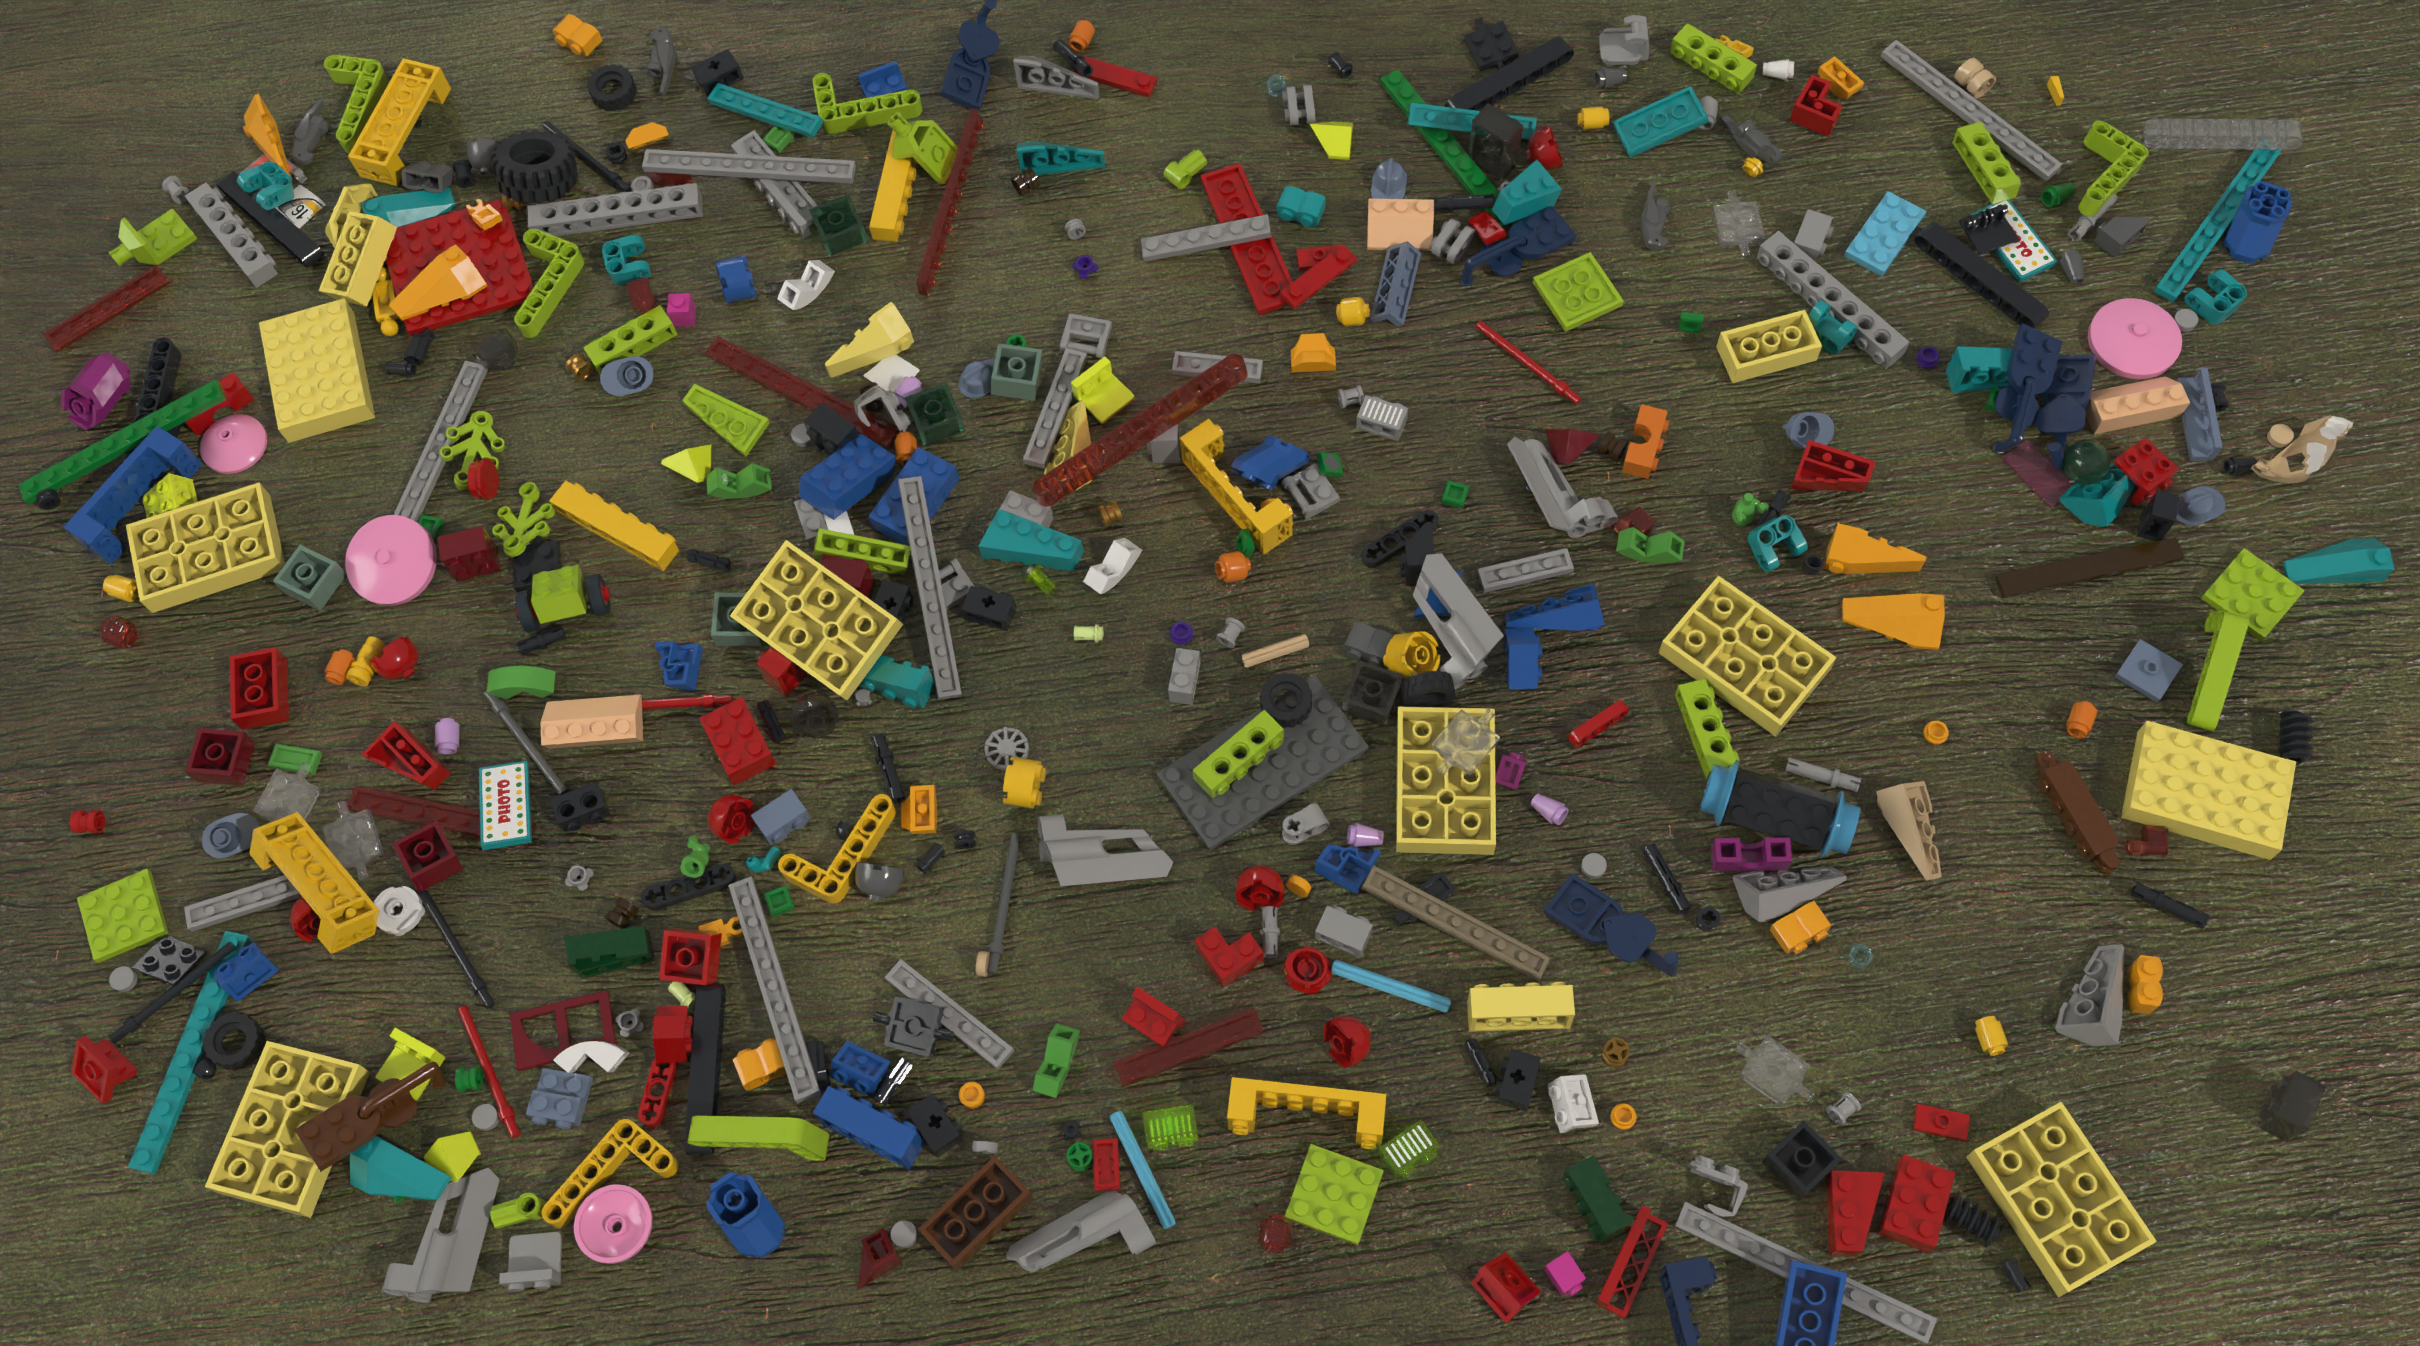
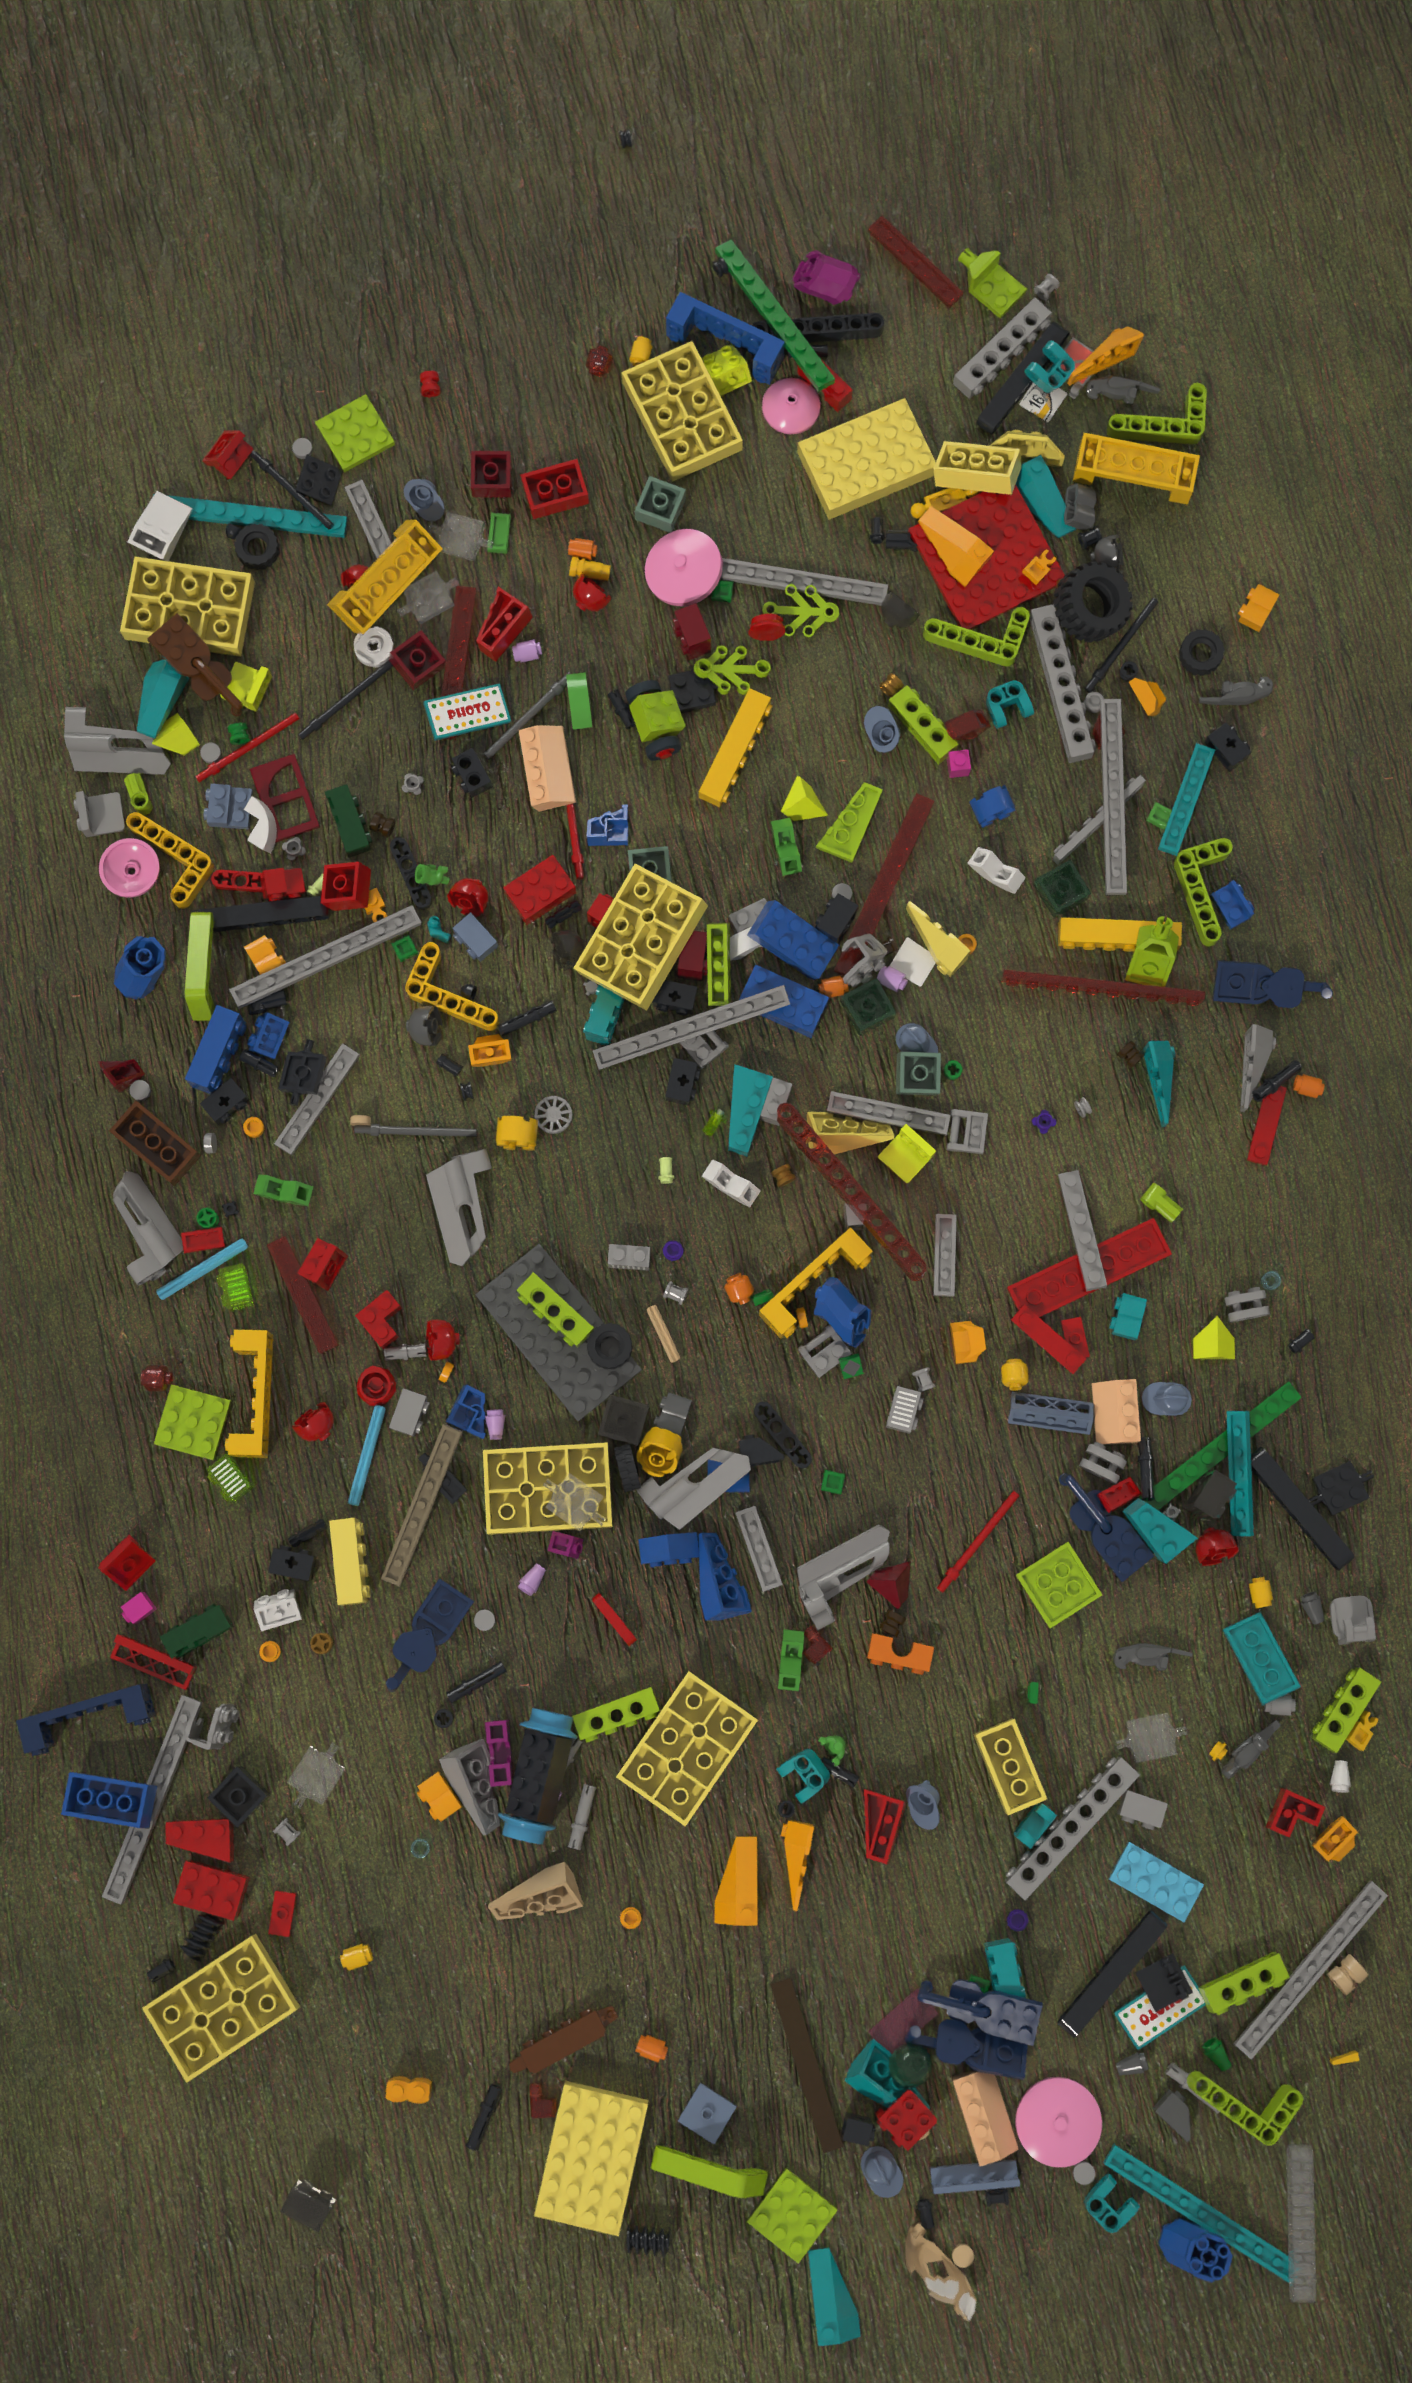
camera: 80 degrees right, 15 degrees up
(174, 1155) = (160, 526): none -> white slope
(245, 971) = (312, 540): blue bracket -> none
(708, 560) = (710, 834): black axle -> none
(790, 188) = (1133, 809): light grey plate -> none
(1306, 823) = (504, 1375): light grey piece -> none
(2097, 1002) = (389, 2047): light grey wedge -> none

